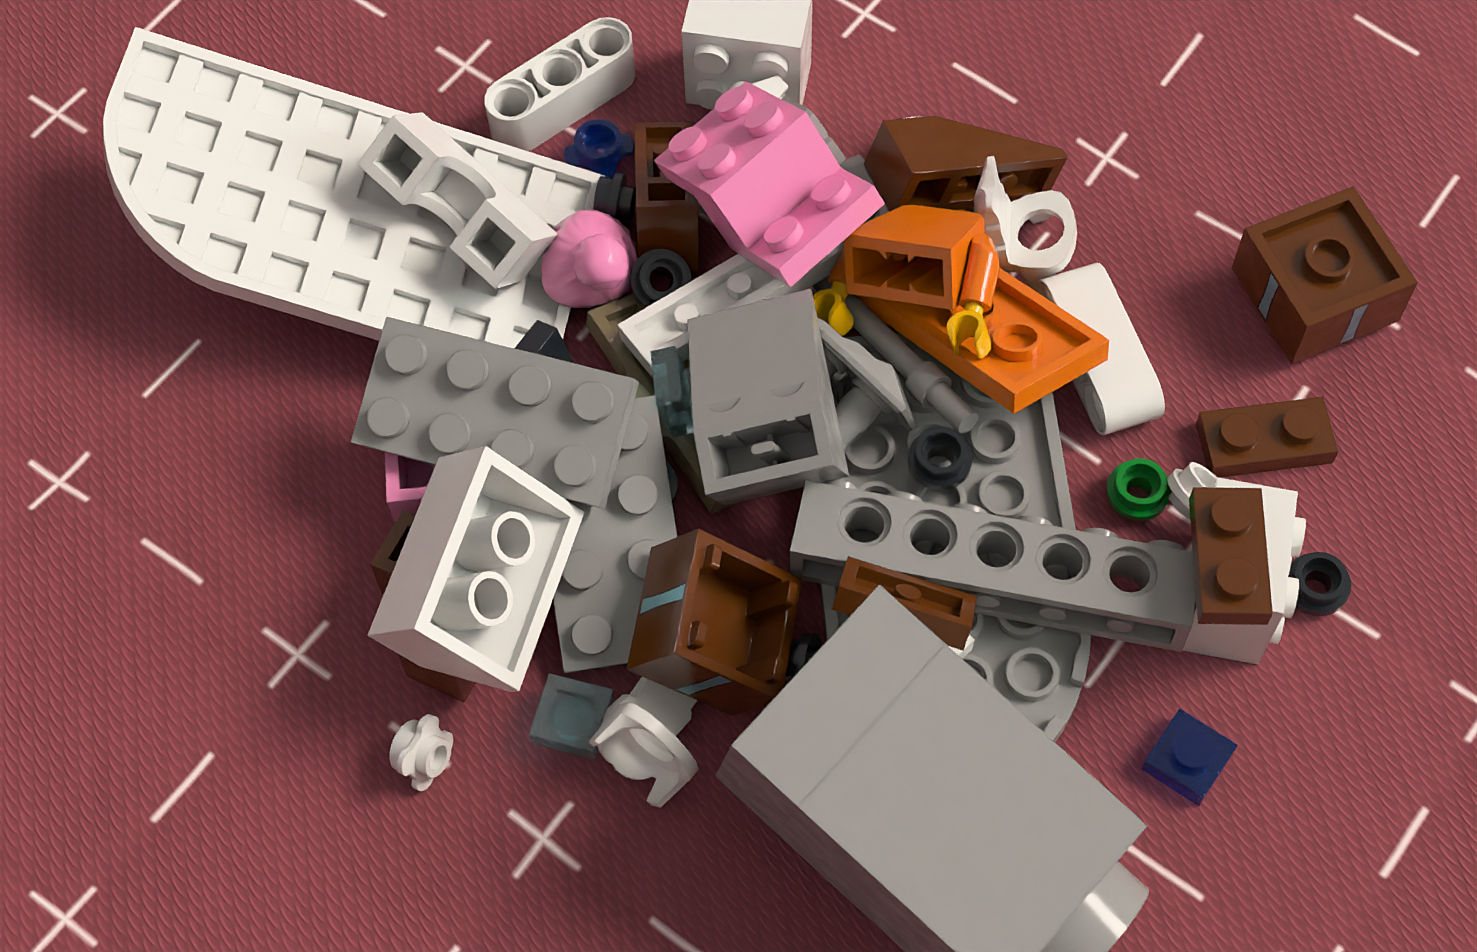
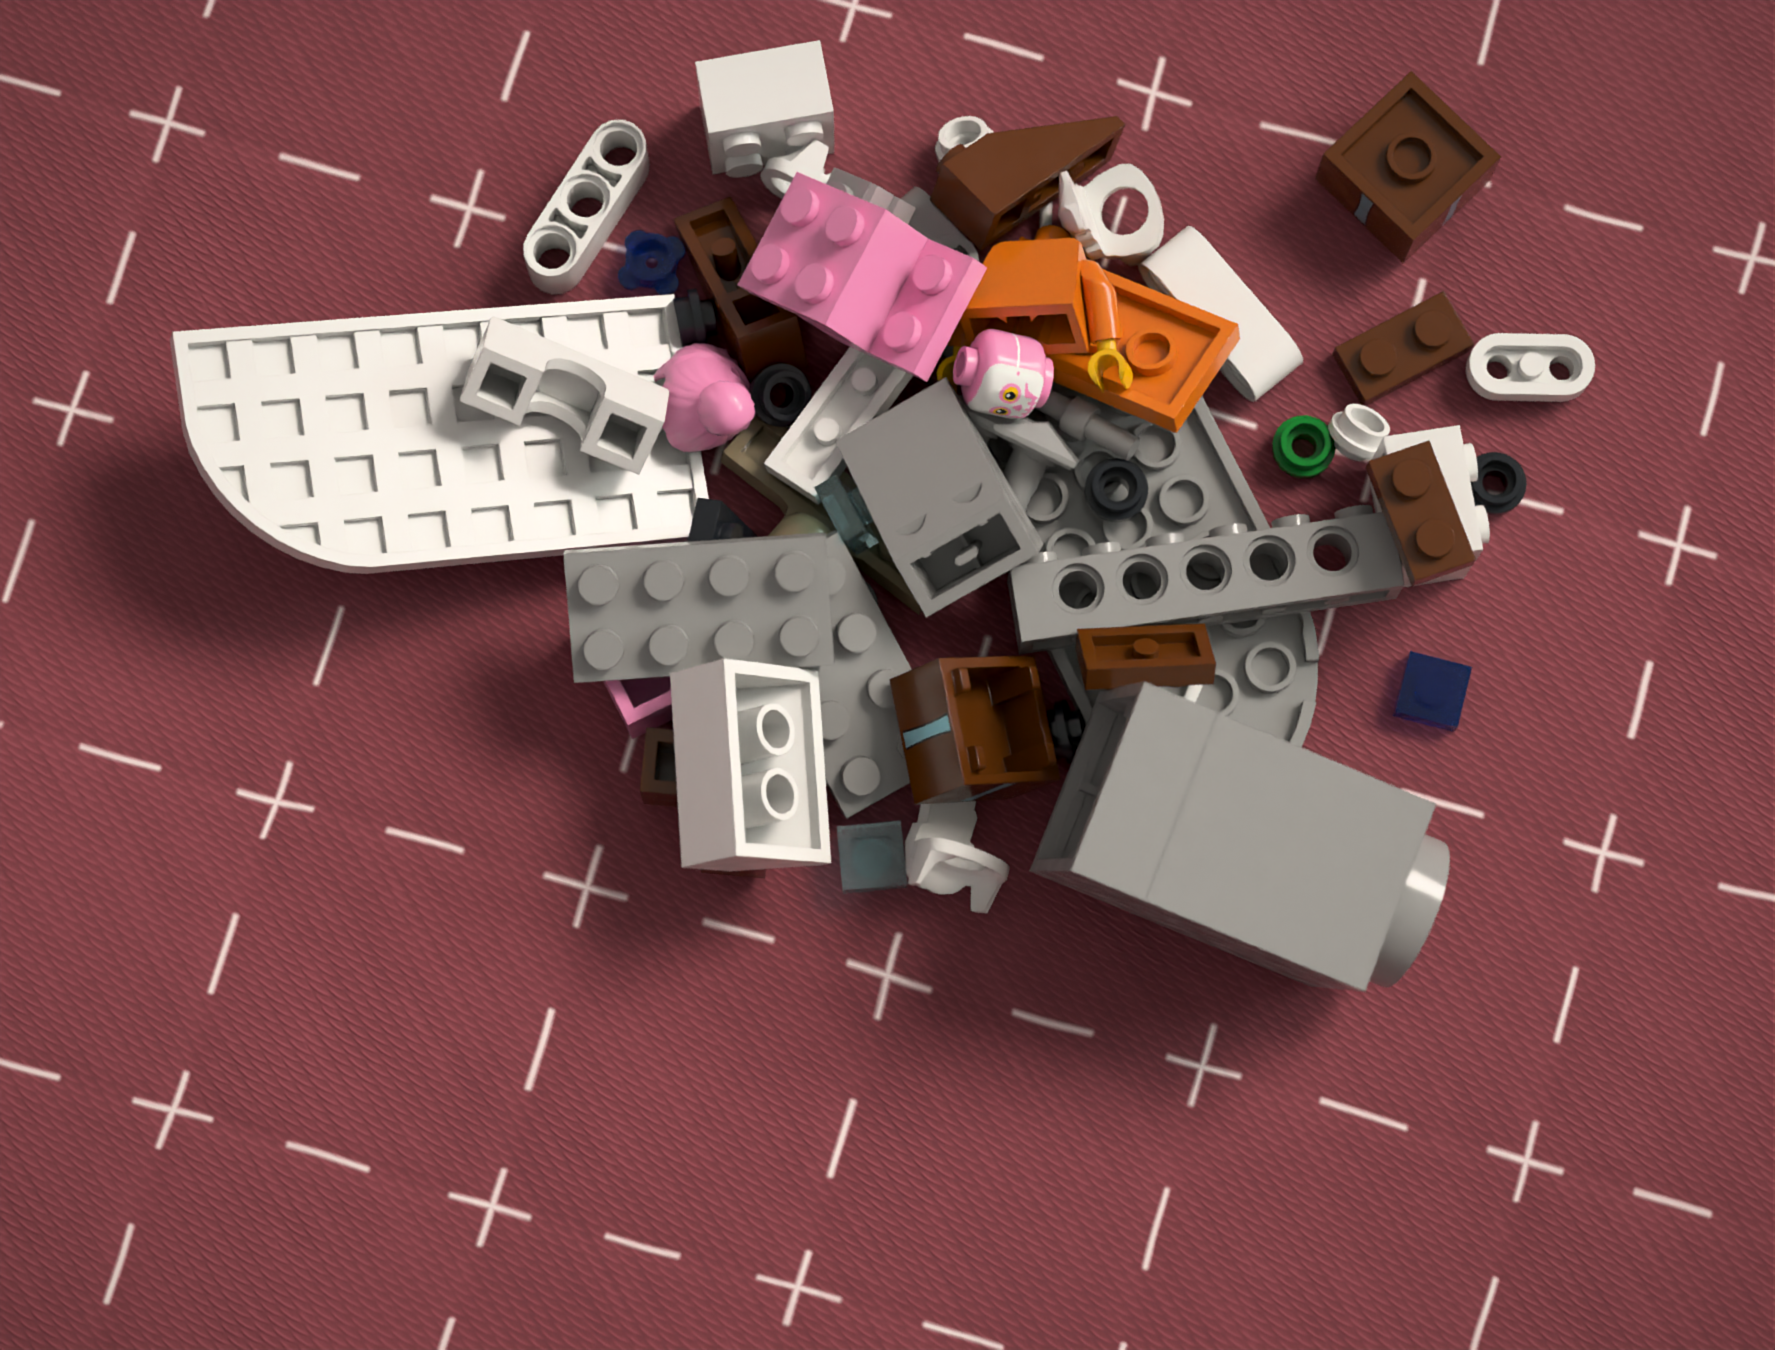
camera: 25 degrees left, 15 degrees up
(421, 751) = (750, 940): white plate -> none
(865, 304) = (1003, 374): none -> bright pink head
(1386, 488) = (1527, 367): none -> white plate

